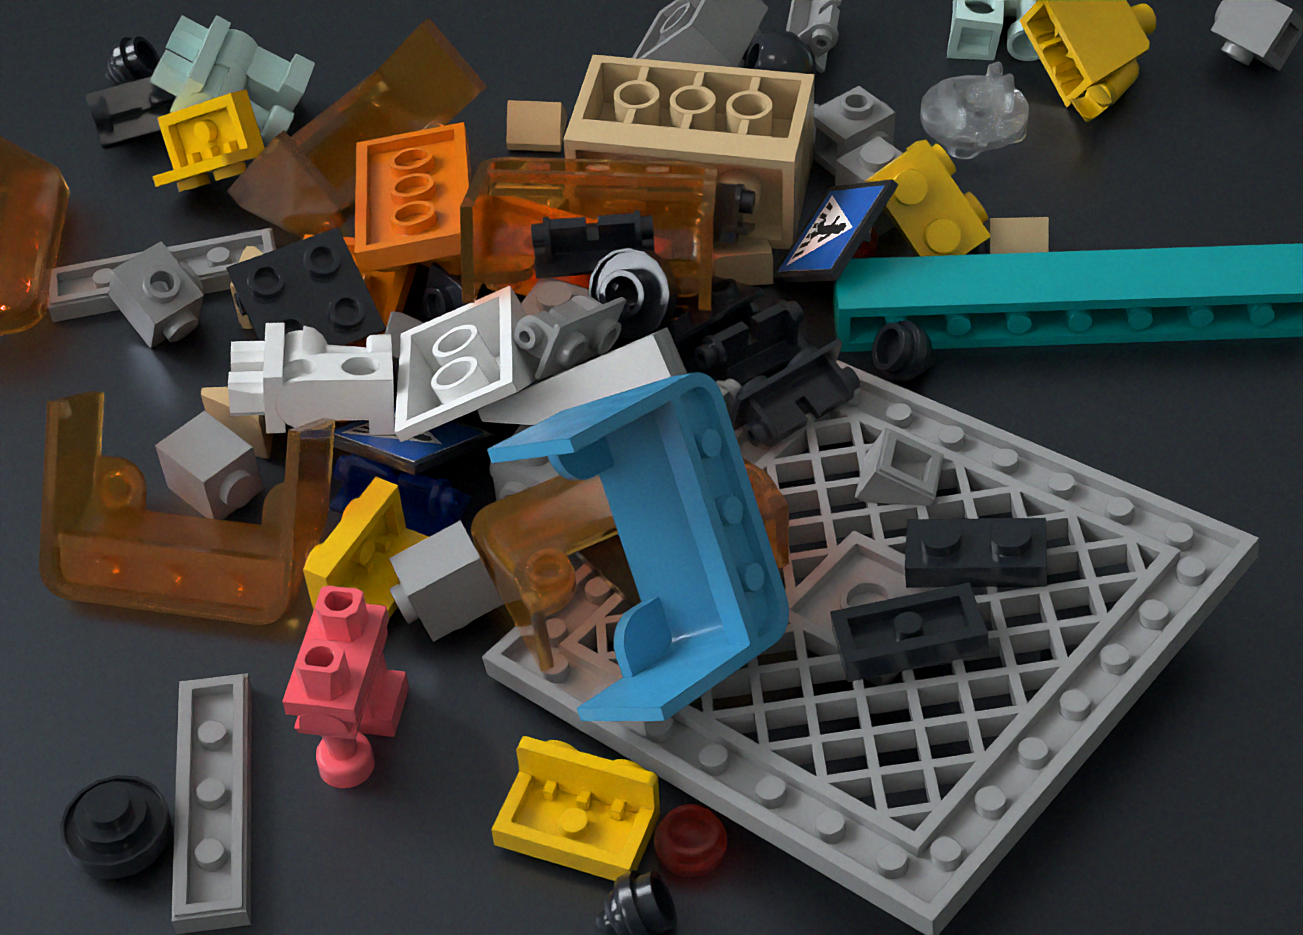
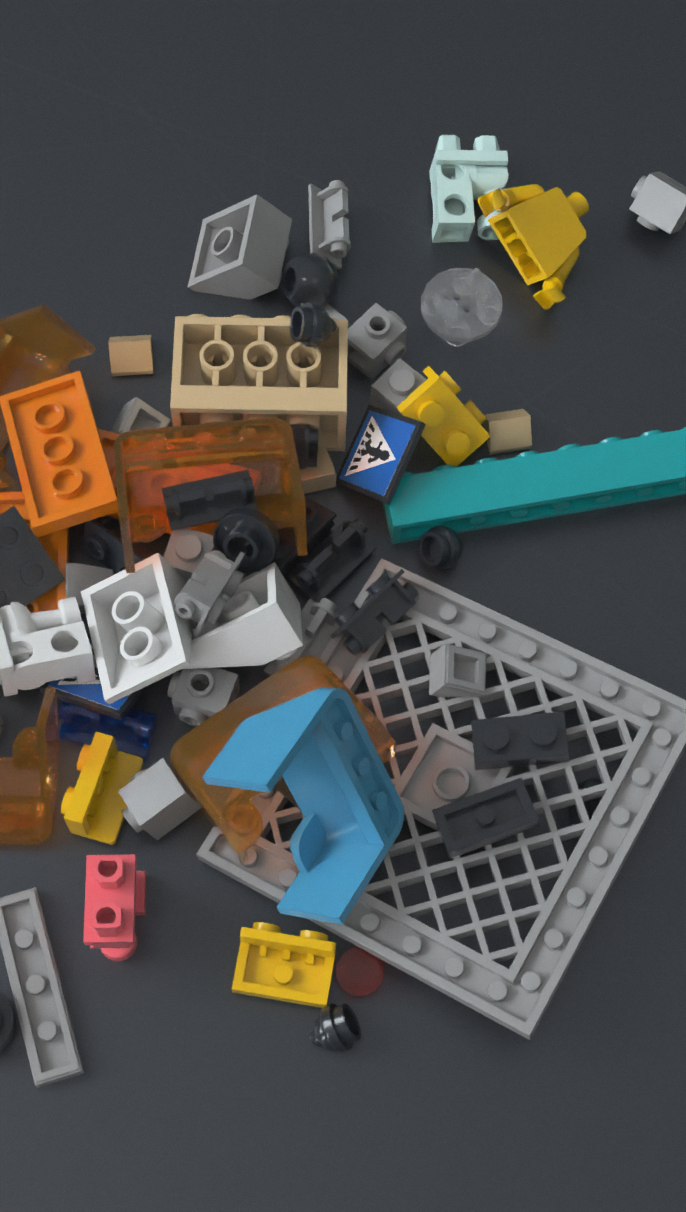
camera: 15 degrees left, 20 degrees up
(764, 66) = (311, 325): none -> black plate

